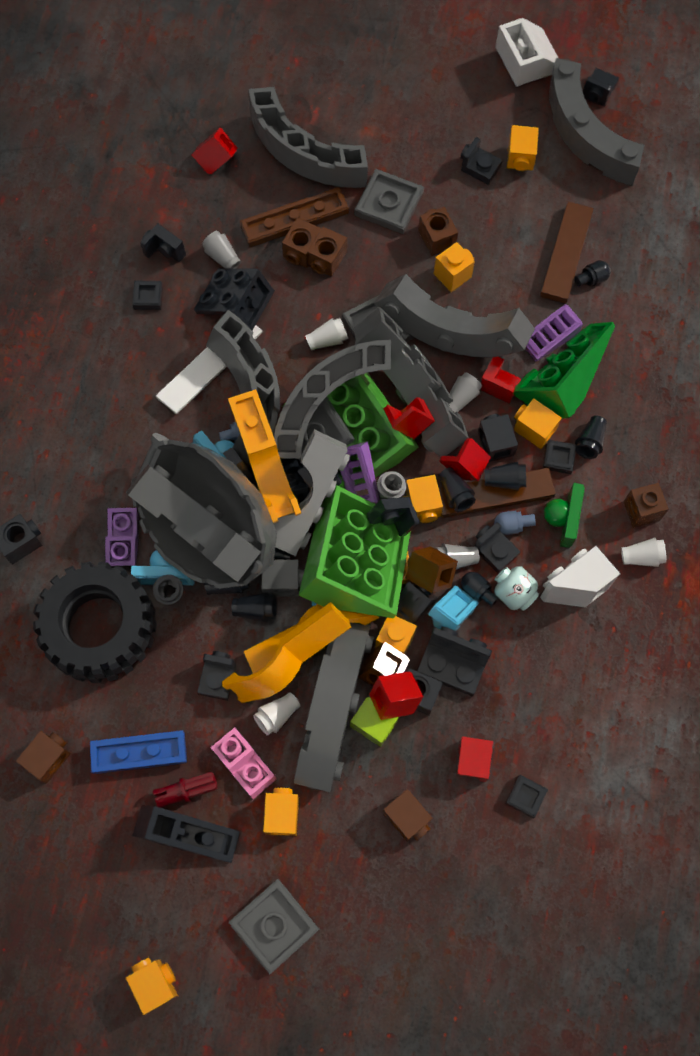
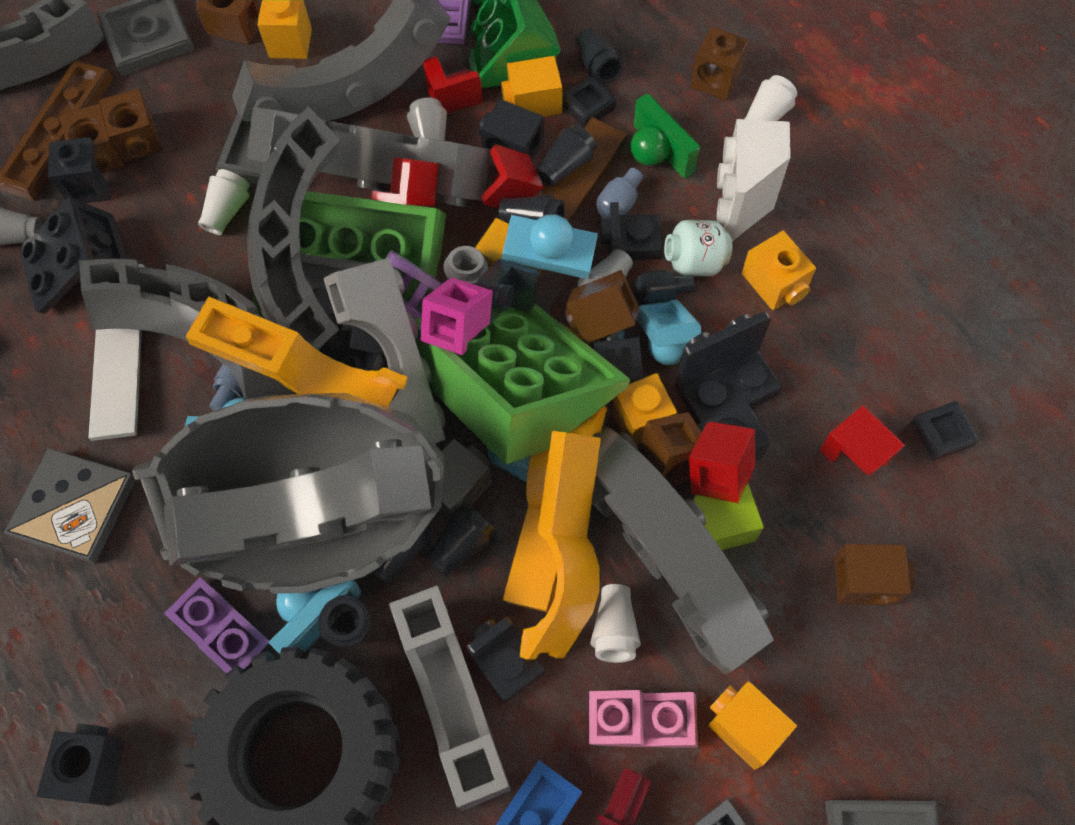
camera: 45 degrees left, 5 degrees down
(120, 419) = (71, 506): none -> tile
(188, 648) = (450, 699): none -> light grey arch
(276, 254) = (74, 171): none -> black bracket
(353, 505) = (455, 314): none -> dark pink brick
(440, 515) = (550, 245): none -> medium azure tile
(541, 640) = (779, 271): none -> light orange brick

